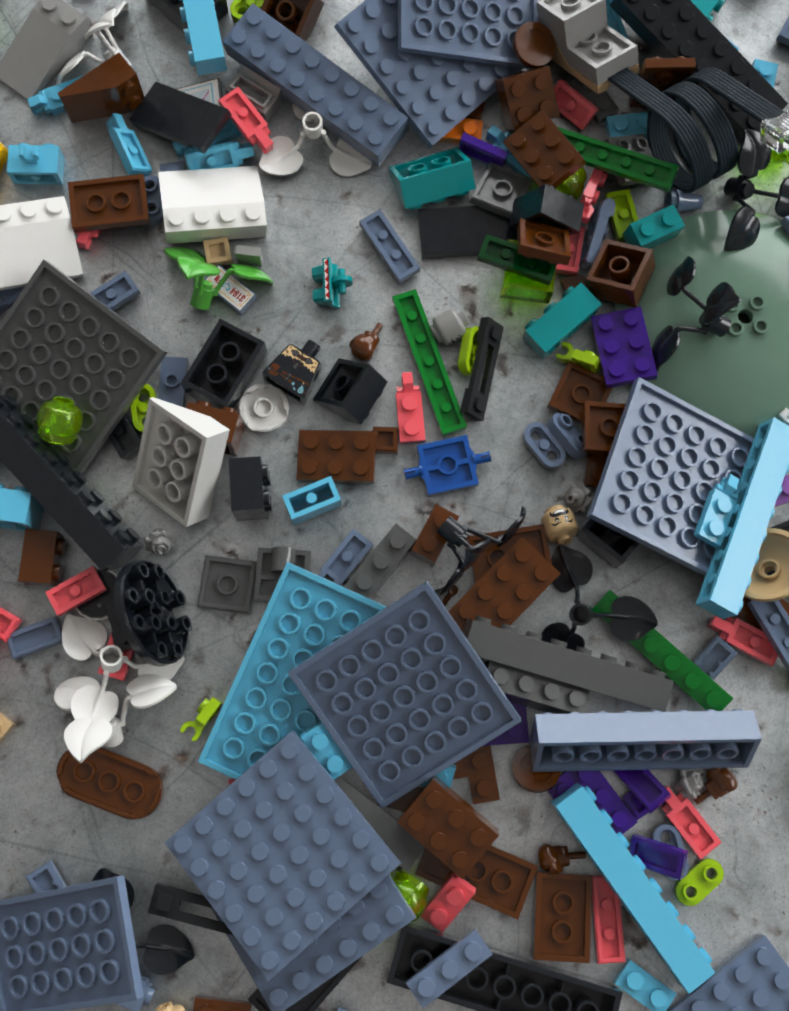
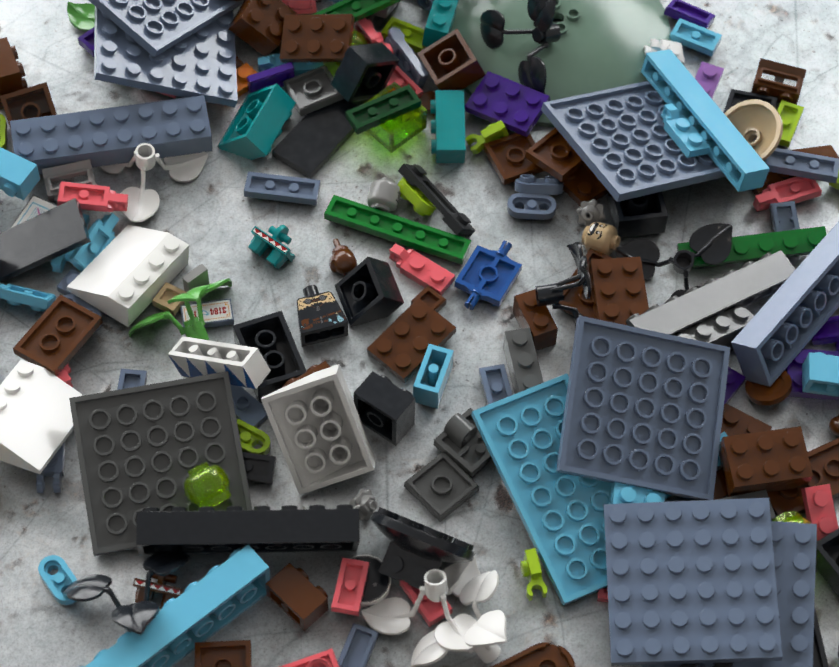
camera: 45 degrees left, 20 degrees down
(176, 337) = (204, 357): none -> white brick
(263, 408) = (326, 350): white tile -> none
(543, 242) = (388, 82): reddish brown plate -> none

